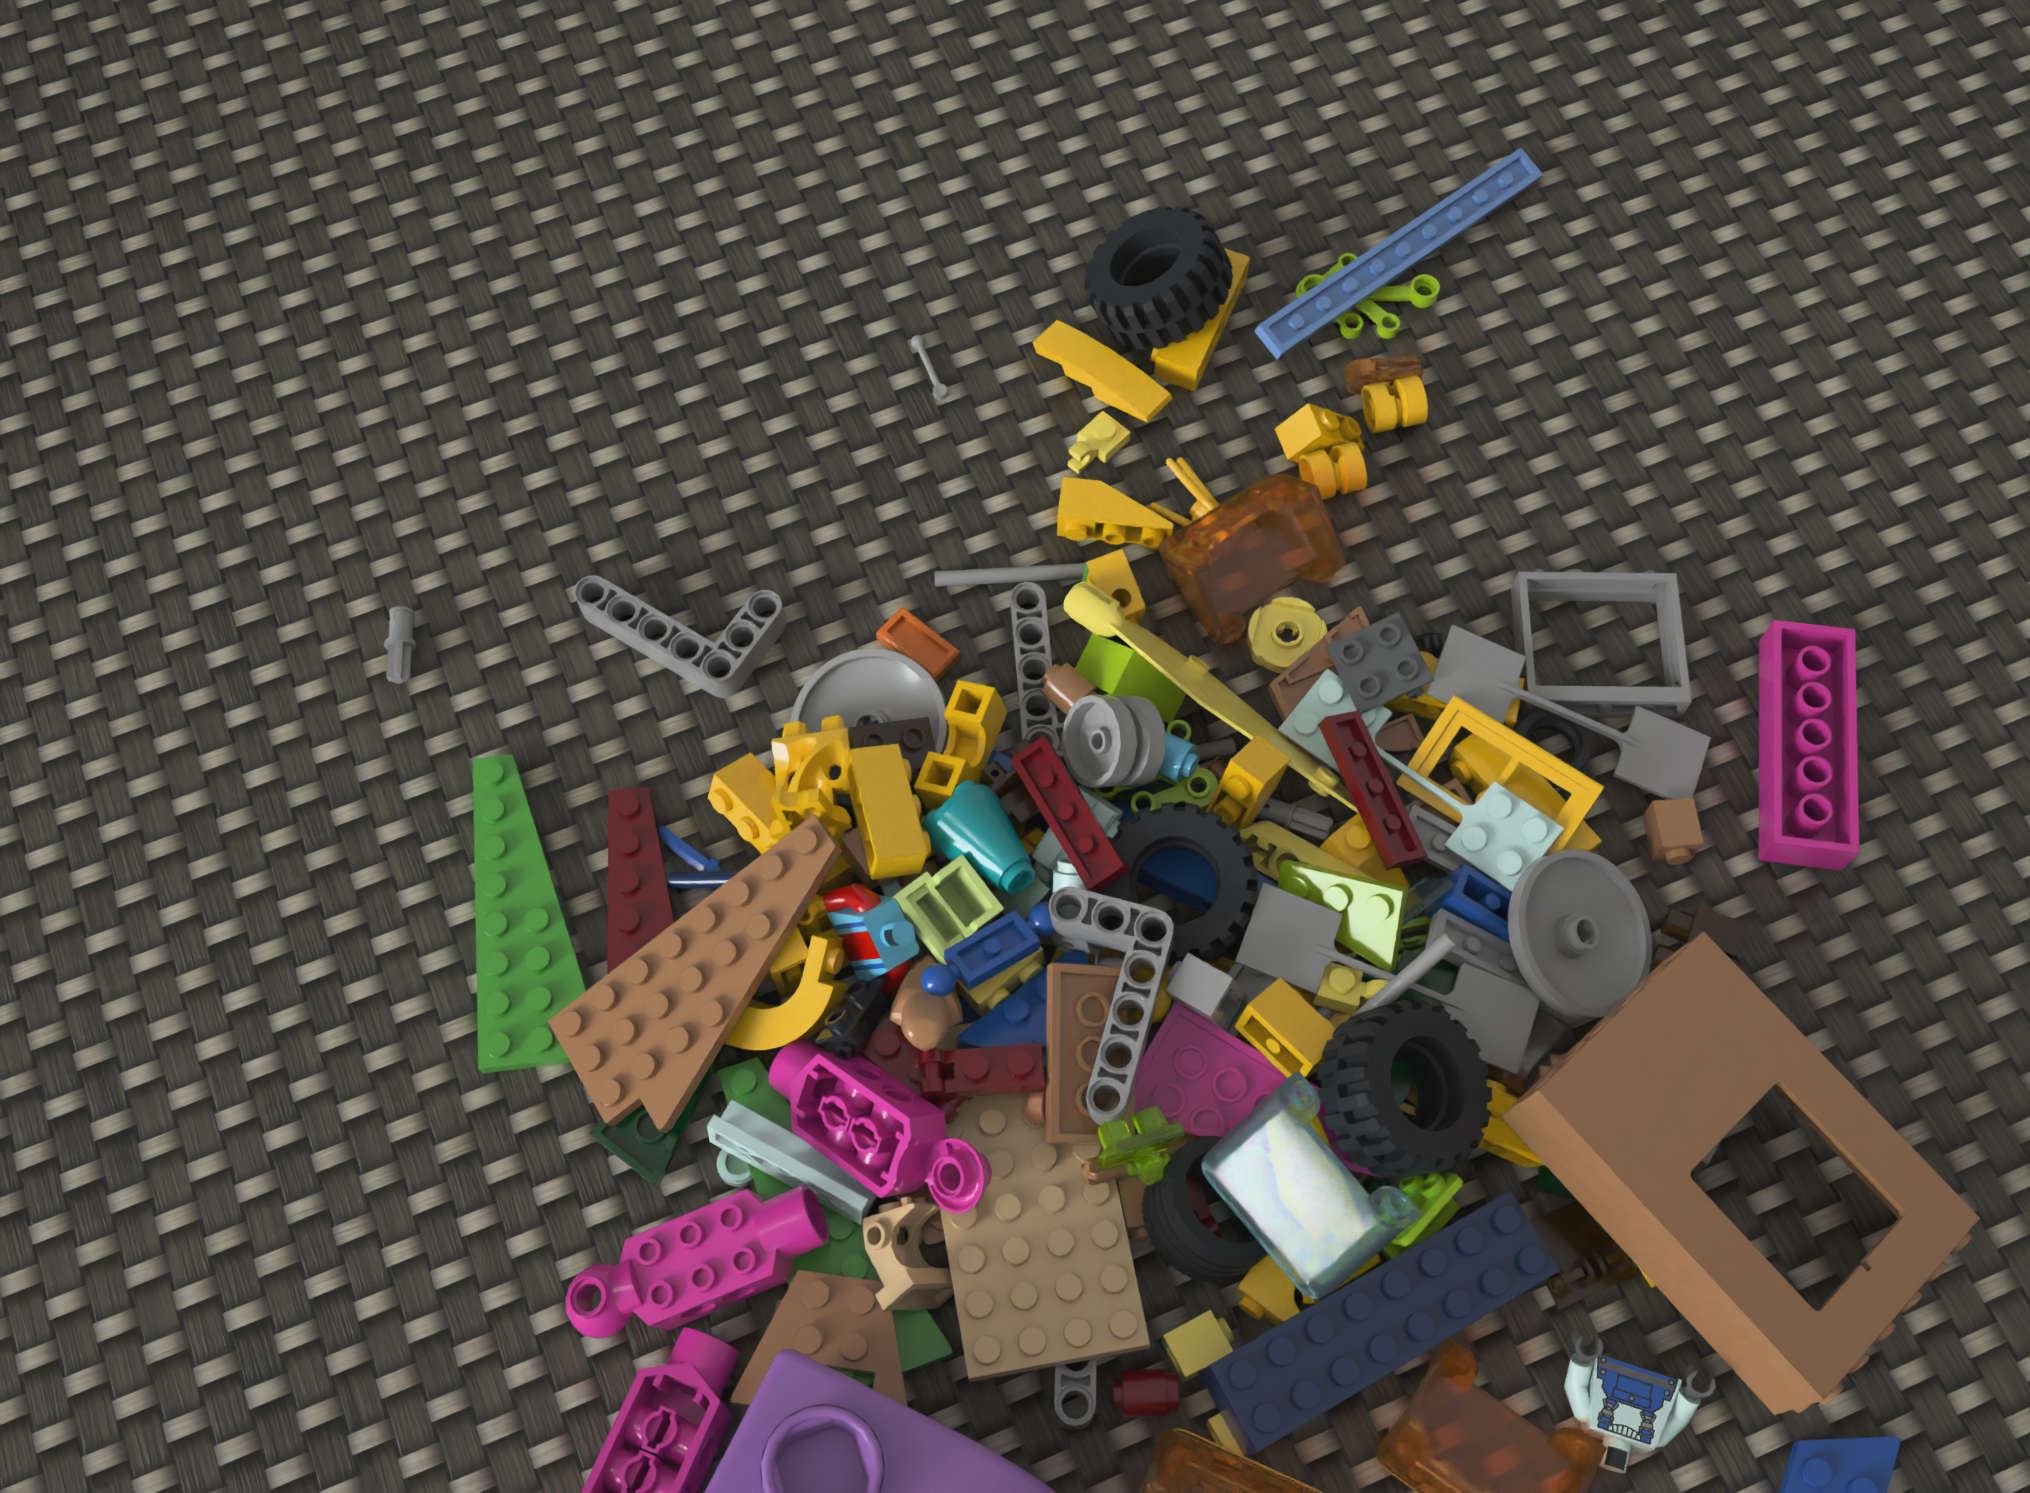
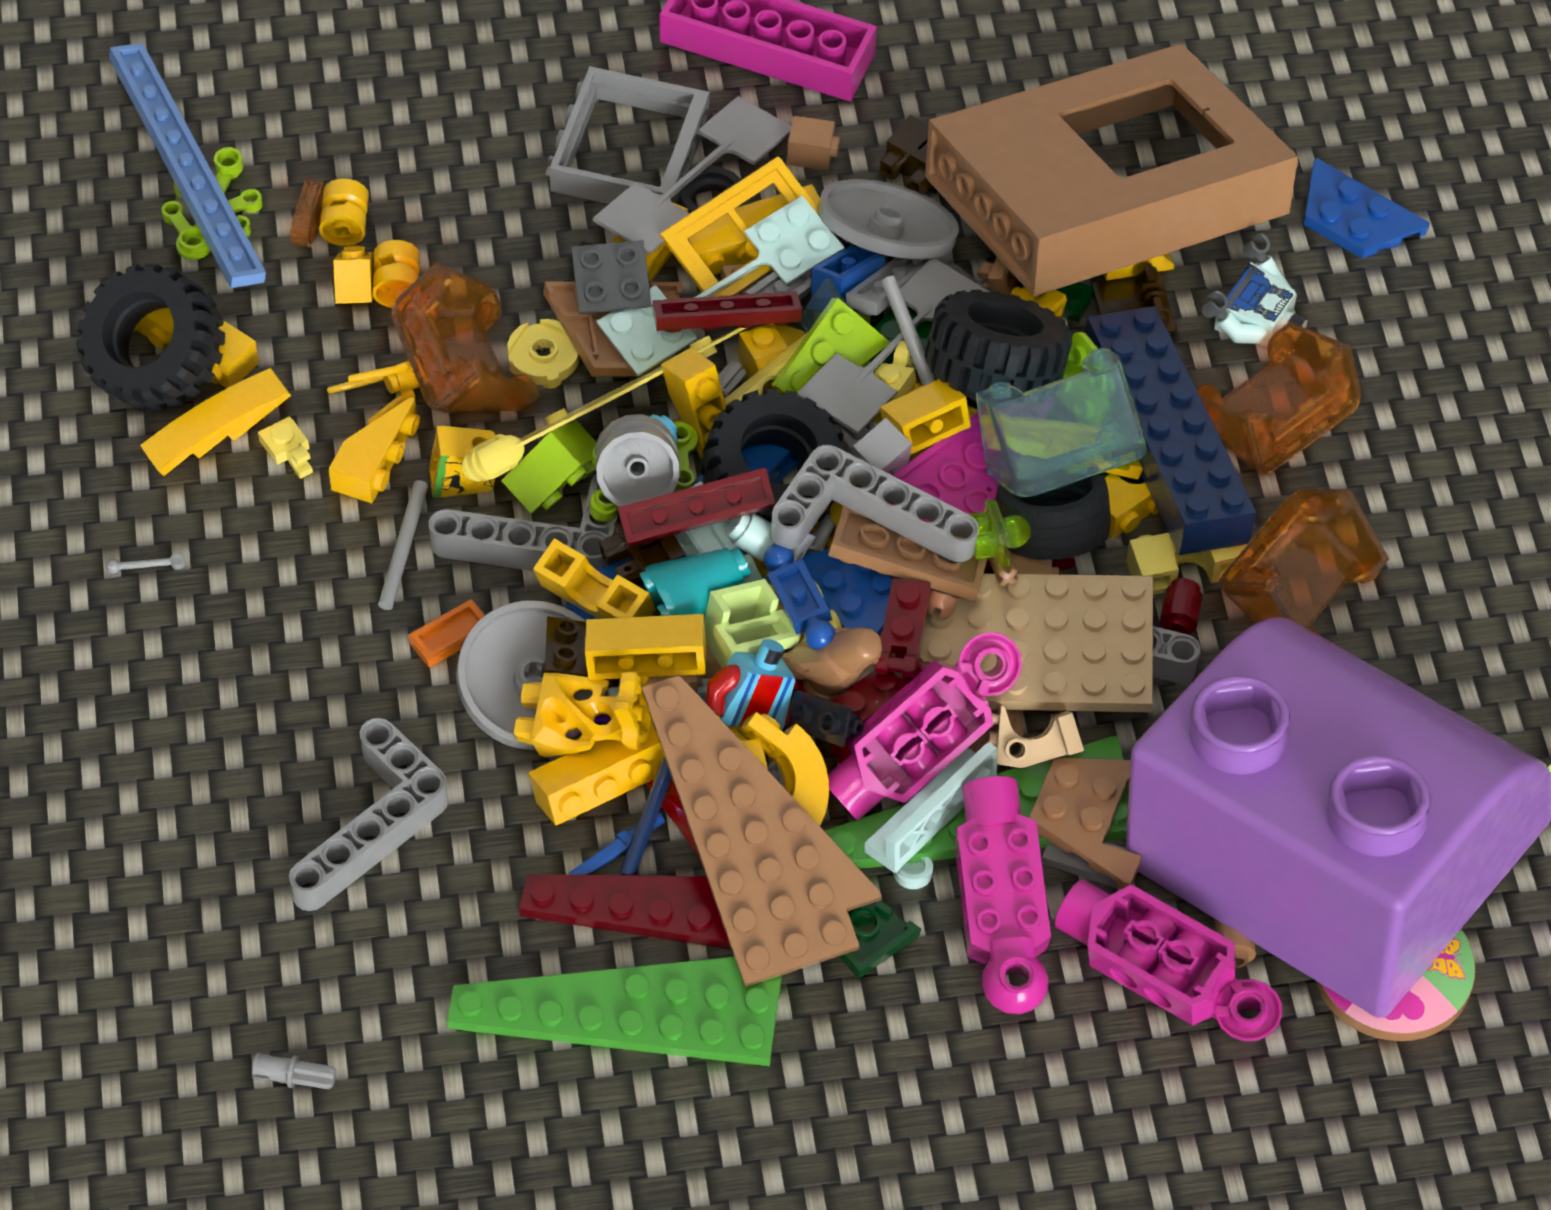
camera: 80 degrees left, 10 degrees down
(1065, 686) = (559, 504): medium nougat brick -> none

